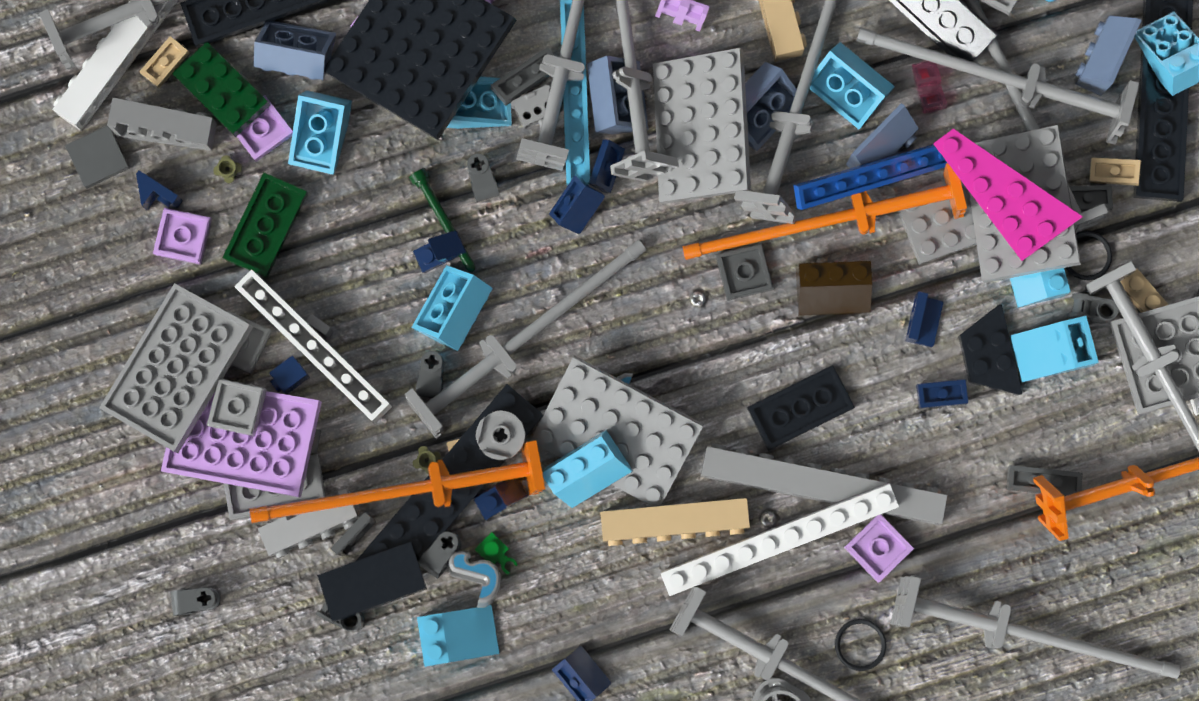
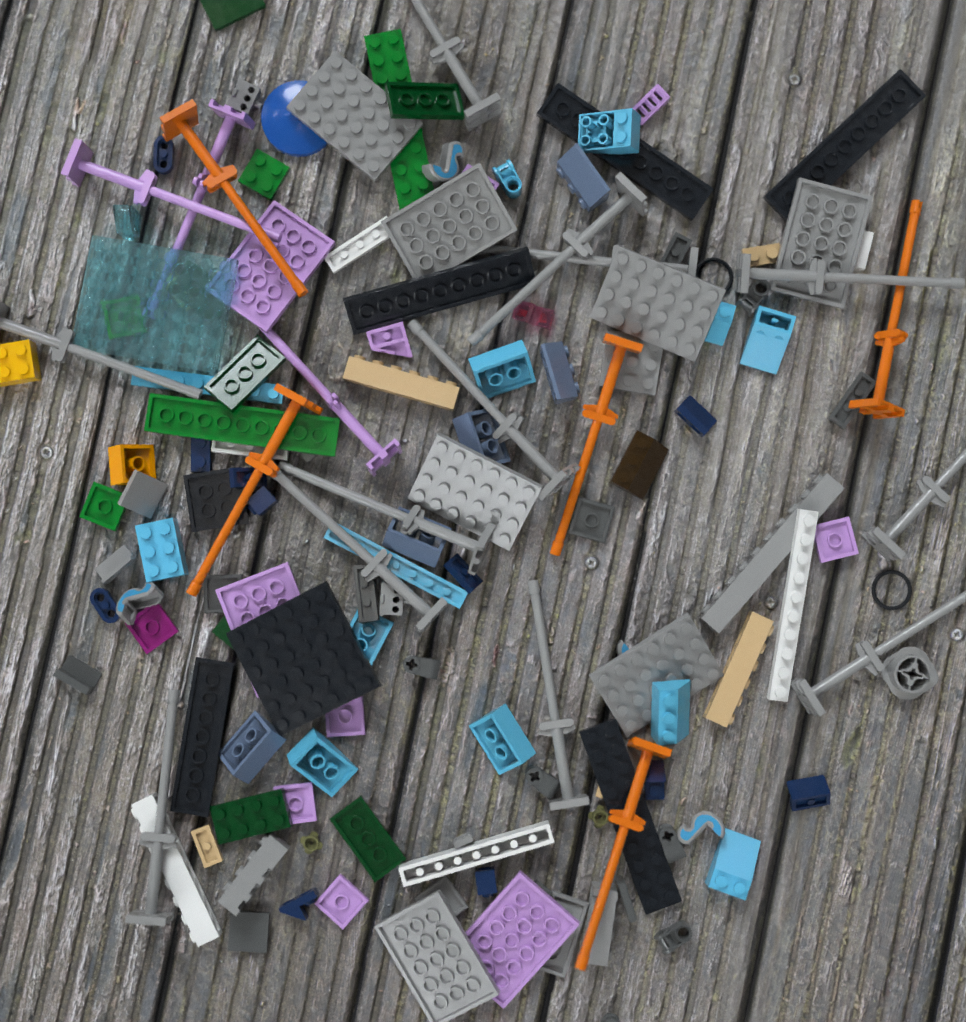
camera: 60 degrees left, 5 degrees up
(236, 407) = (491, 932): light grey plate -> none
(372, 582) = (666, 904): black tile -> none
(381, 131) = (346, 719): none -> lavender tile
(421, 180) = (398, 709): dark green piece -> none
(439, 251) = (457, 725): dark blue slope -> none
(488, 442) = (626, 757): light grey plate -> none
(493, 550) = (688, 805): green plate -> none
(576, 205) = (479, 611): dark blue panel -> none
(800, 407) = (708, 536): black tile -> none
(868, 176) = (580, 388): blue plate -> none
(942, 394) = (753, 434): dark blue plate -> none
(989, 354) = (743, 384): black wing -> none
(1013, 203) = (658, 311): dark pink wing -> none
(1115, 171) = (667, 223): tan plate -> none

